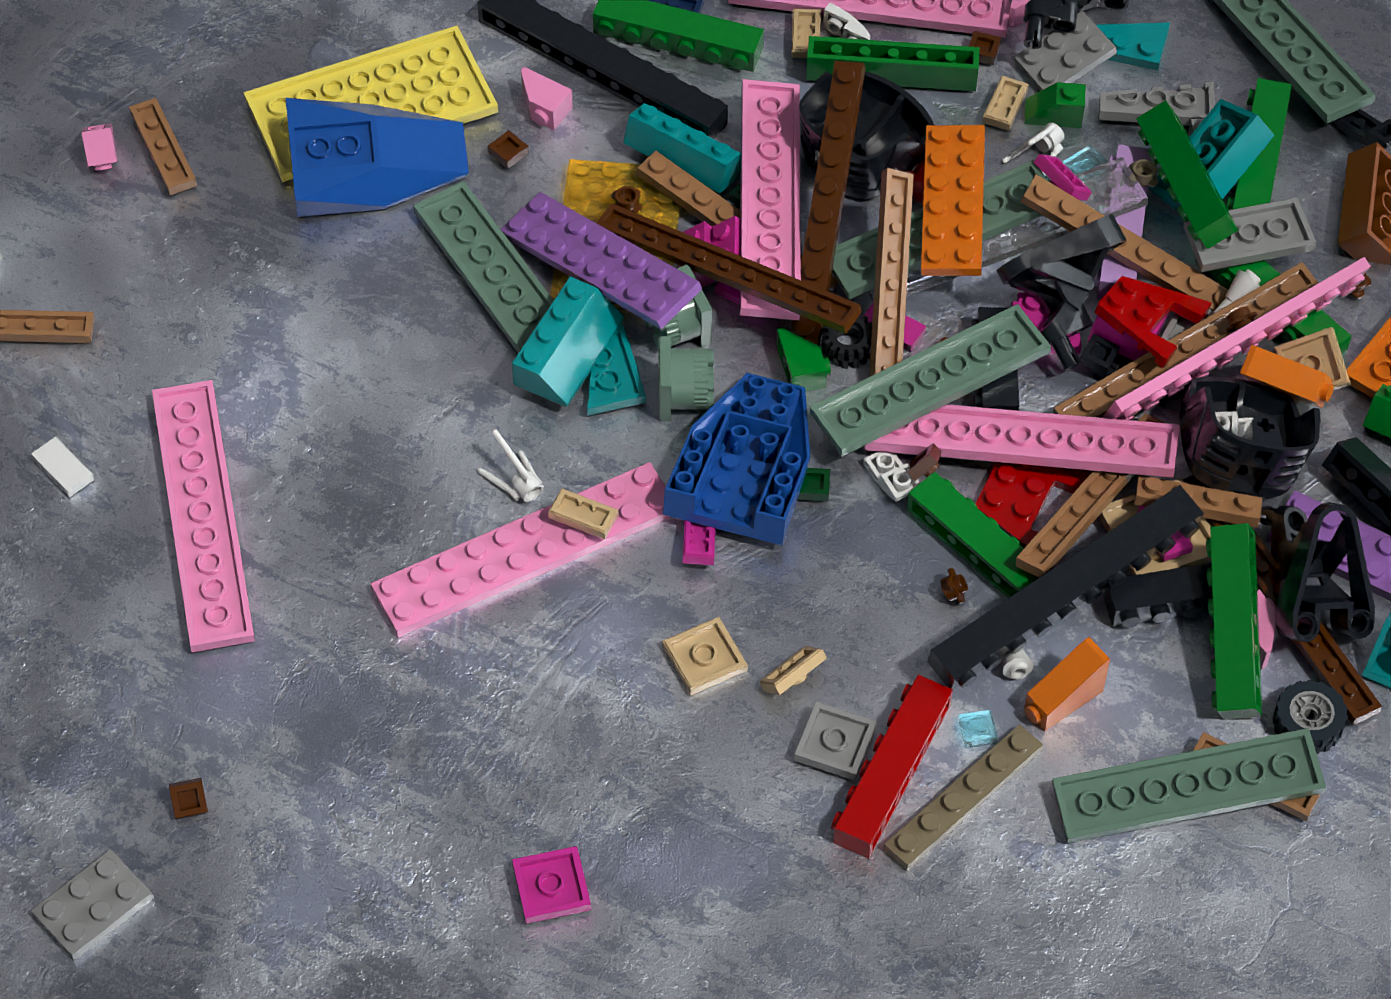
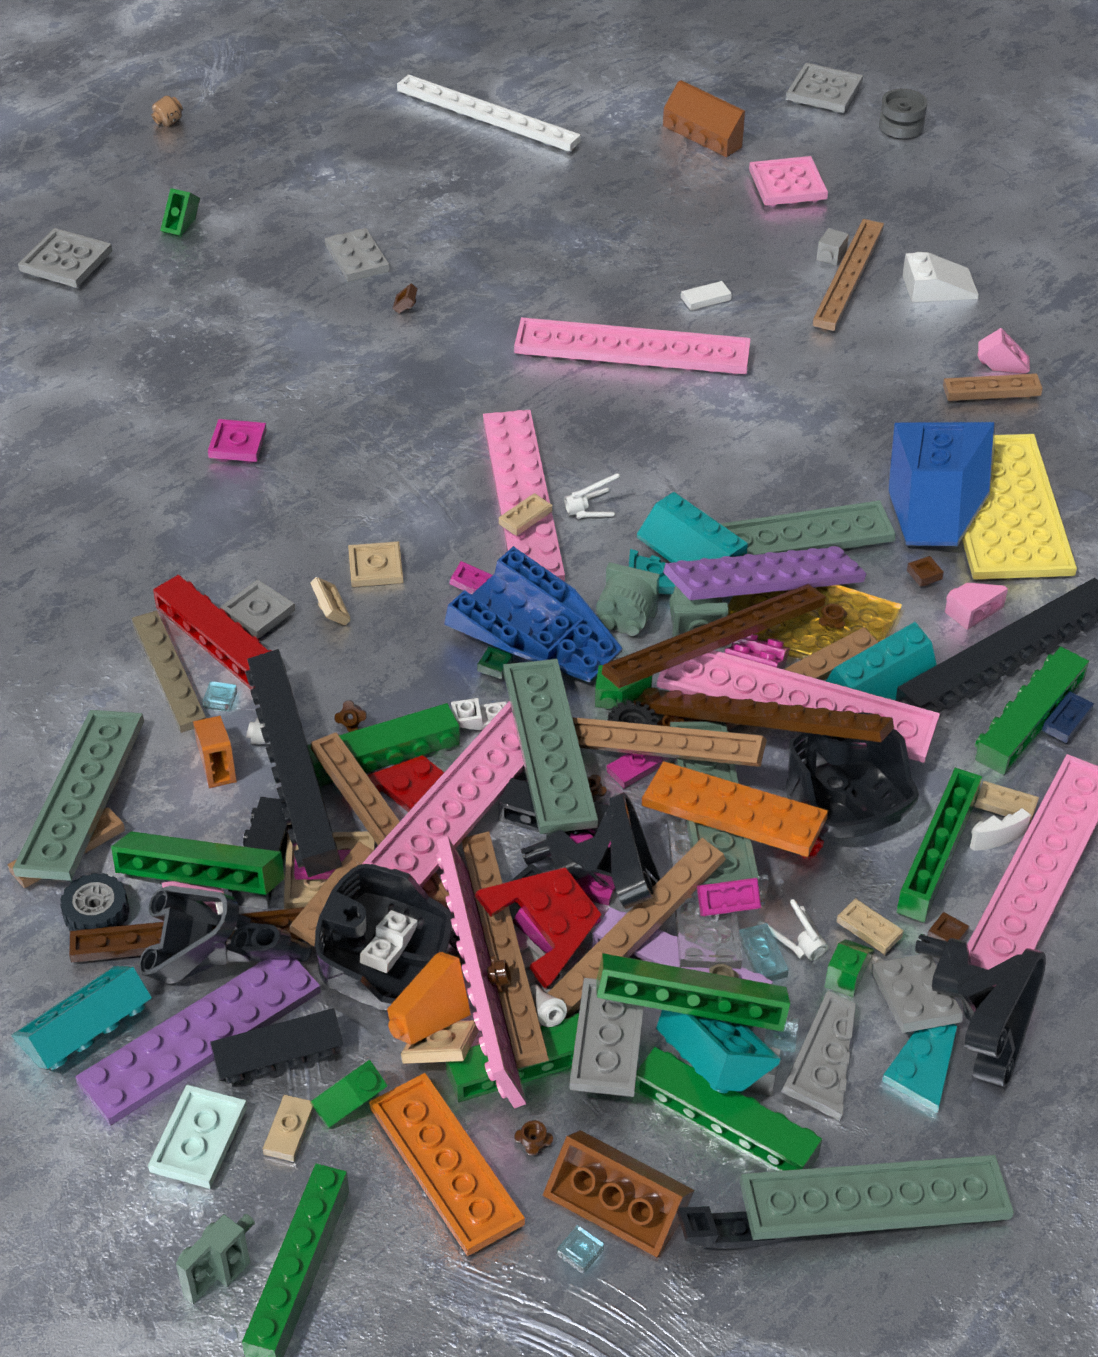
camera: 110 degrees right, 10 degrees down
(925, 462) = (470, 721): reddish brown plate -> none

